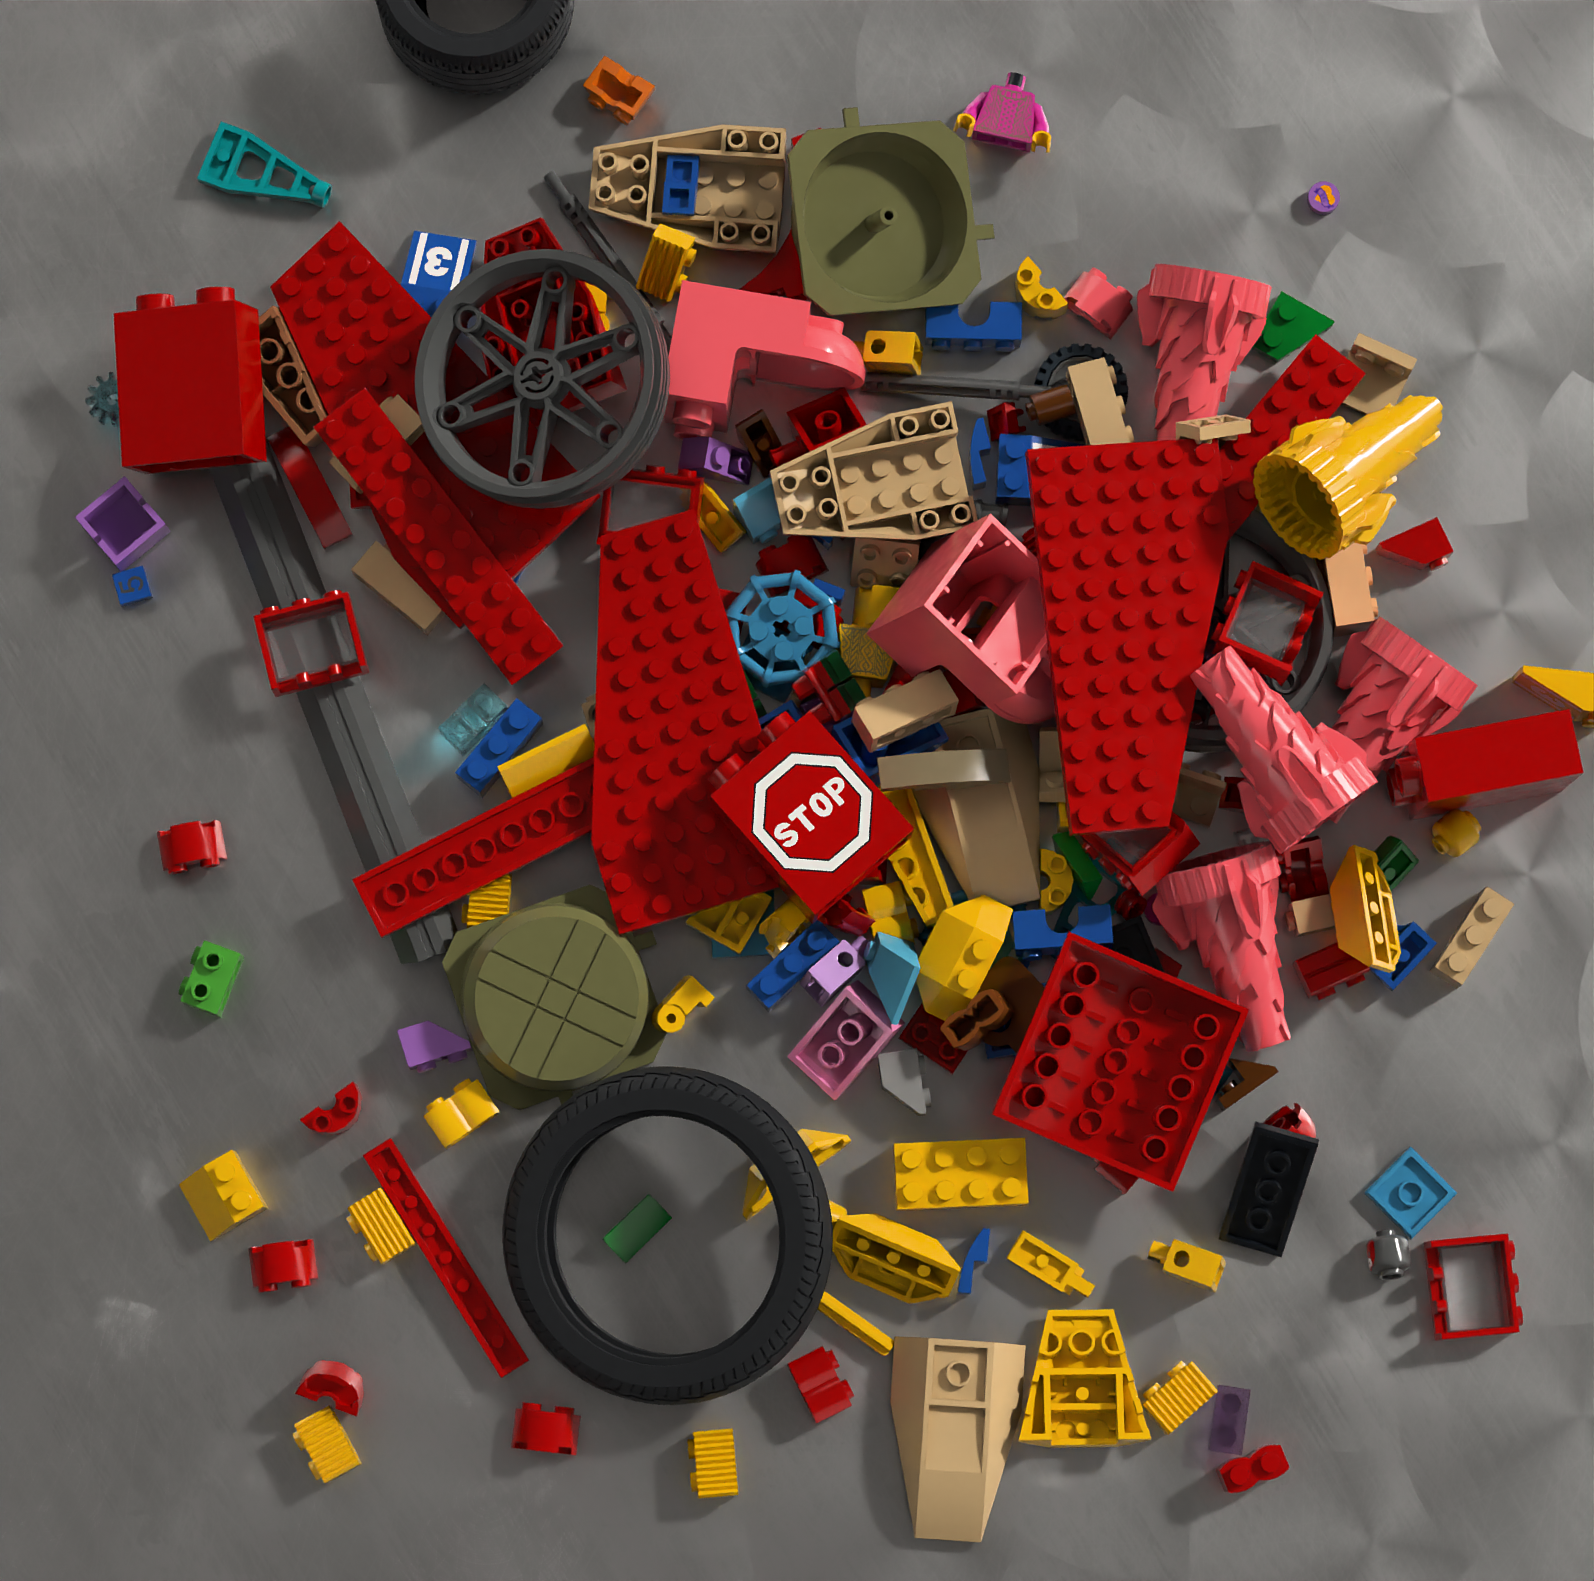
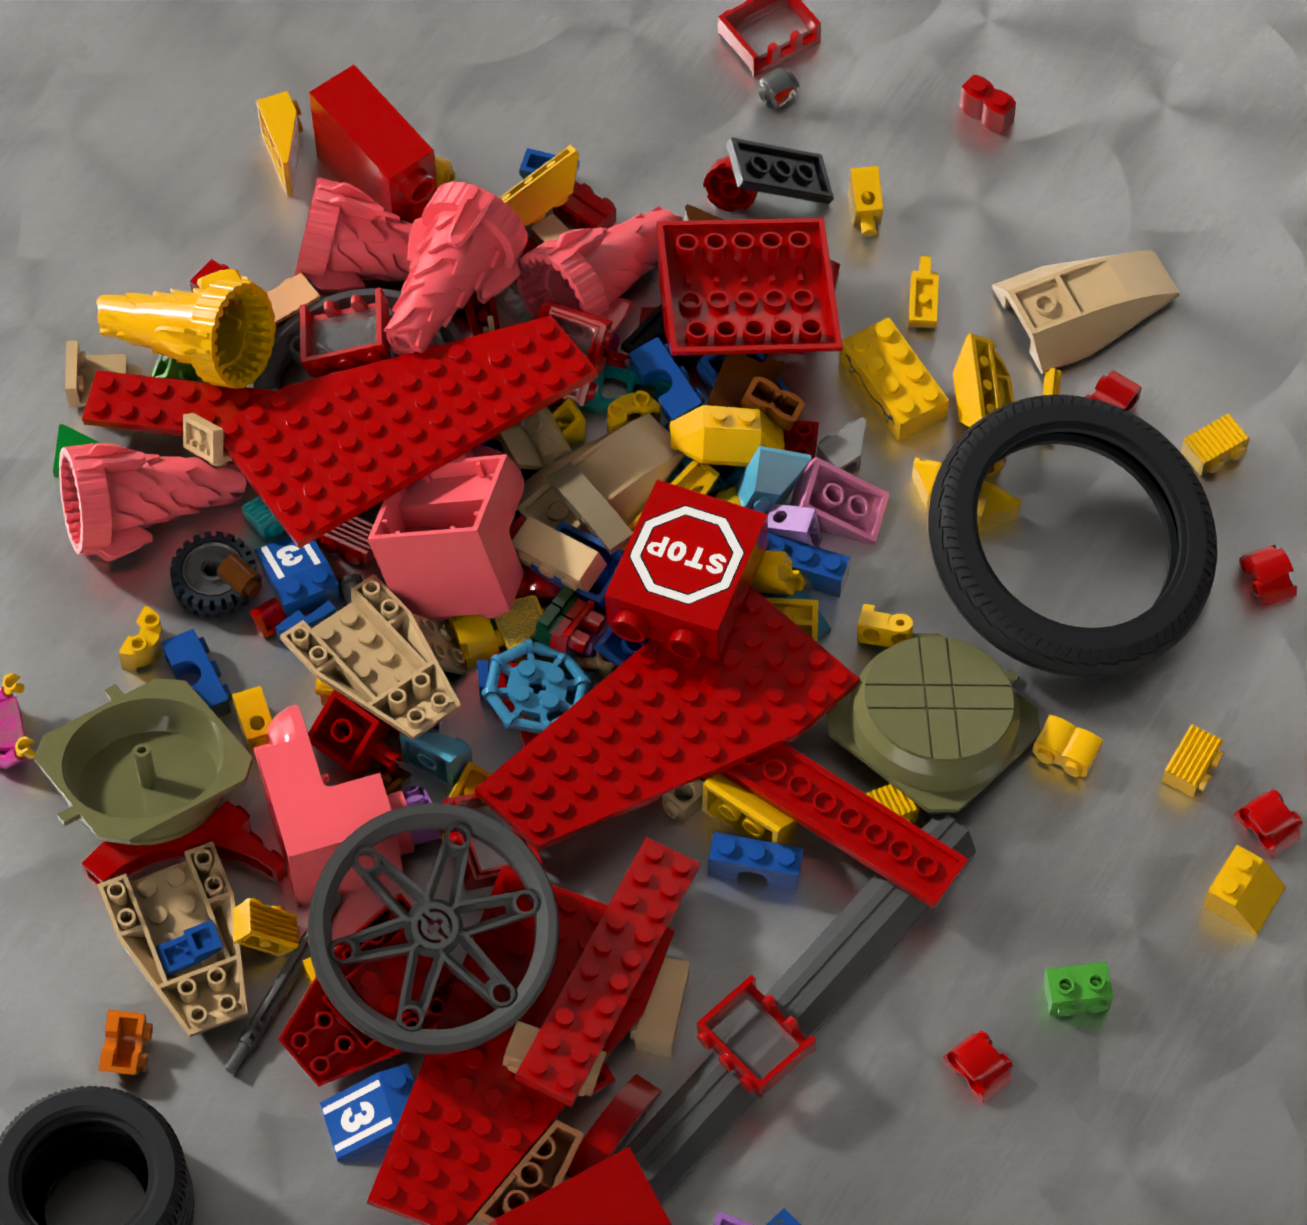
camera: 115 degrees left, 20 degrees down
(340, 1117) = (1128, 833): red cylinder -> none
(430, 1043) = (1028, 796): medium lavender slope -> none
(446, 1258) = (1185, 705): red plate -> none
(473, 719) = (743, 892): clear light blue brick -> none
(637, 1228) = (1074, 584): green slope -> none
(797, 554) = (477, 720): red cylinder -> none
(948, 386) = (255, 652): dark grey axle -> none
(977, 1253) = (945, 344): blue slope -> none
(1081, 866) = (611, 389): green slope -> none
(1083, 1385) = (996, 232): yellow wedge -> none
(1097, 403) = (234, 532): tan brick -> none
(1099, 302) = (127, 598): coral cylinder -> none
(1178, 1397) = (966, 171): yellow brick -> none
(1229, 1420) = (961, 135): clear purple plate -> none
(1410, 1193) = (722, 97): dark azure tile -> none
(1471, 937) = (508, 130): tan brick -> none

